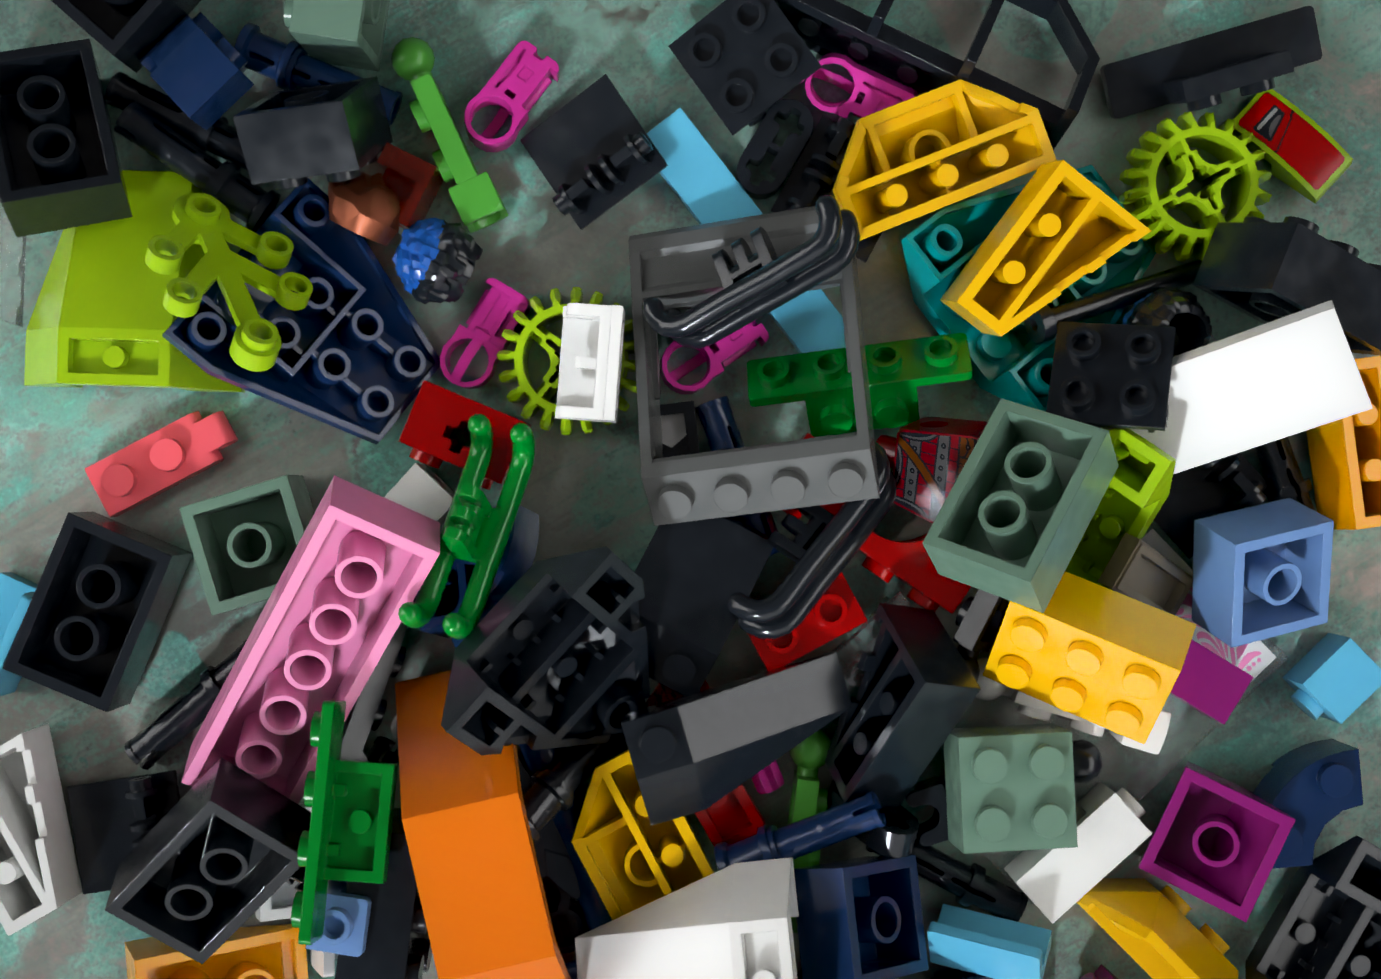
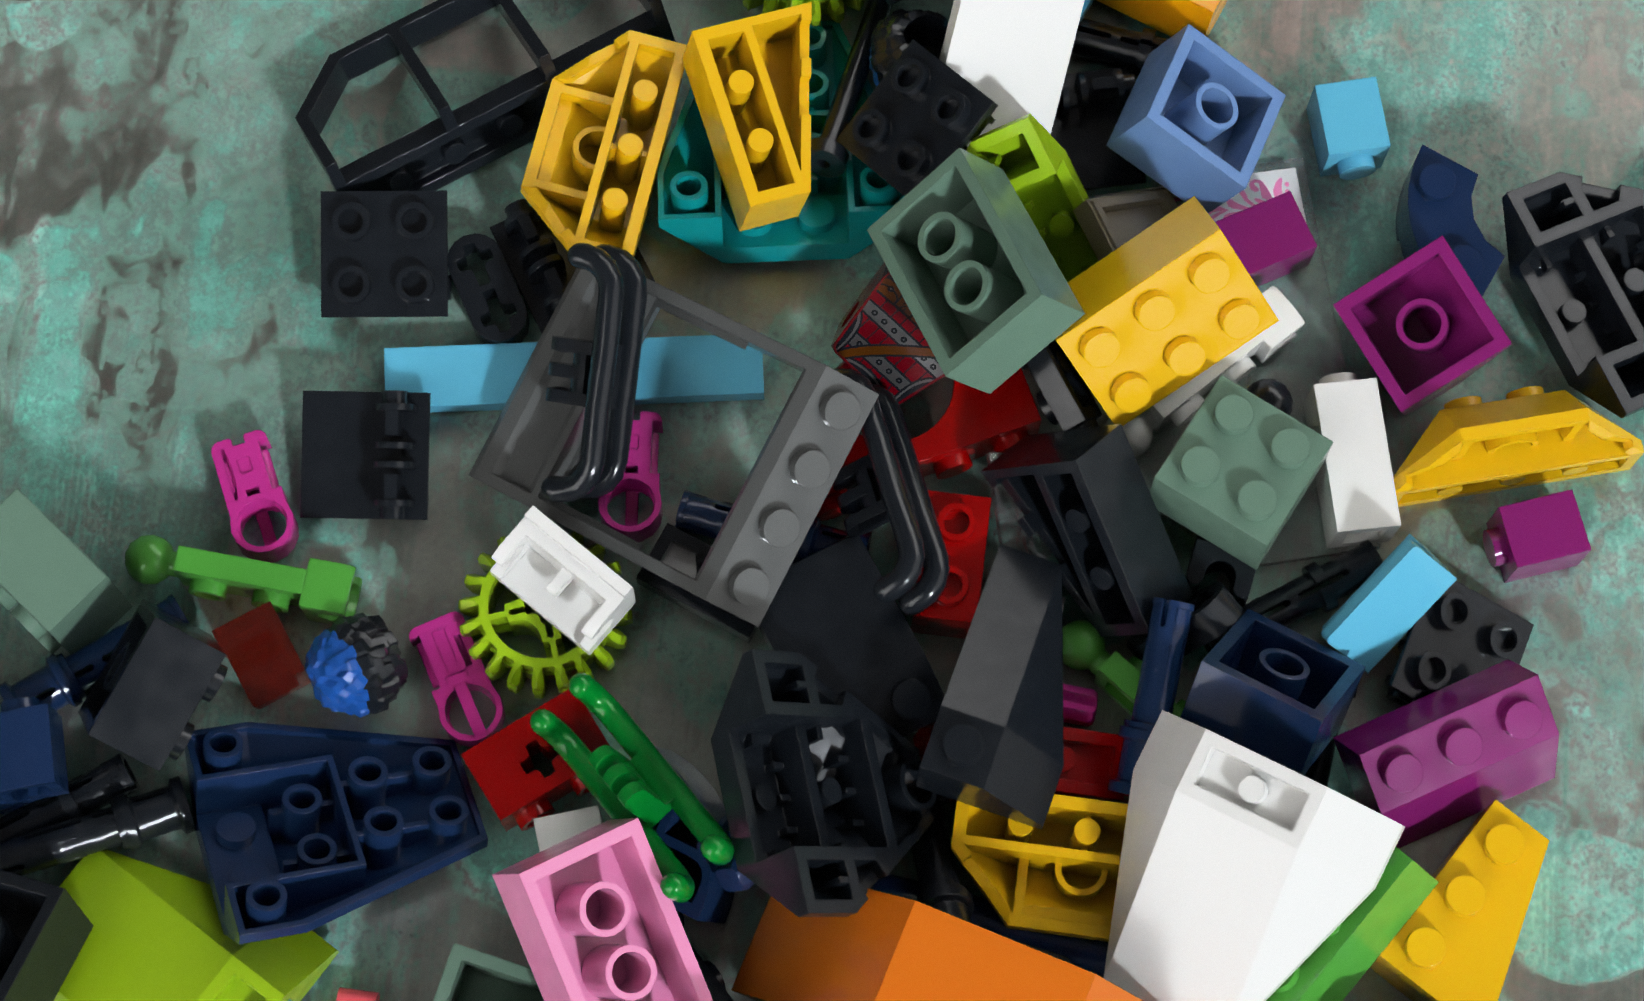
camera: 55 degrees left, 15 degrees down
(208, 223) = (153, 854): lime plant -> none
(365, 207) = (255, 694): copper piece -> none
(827, 388) = (746, 381): green bracket -> none
(868, 92) = (501, 174): dark pink piece -> none

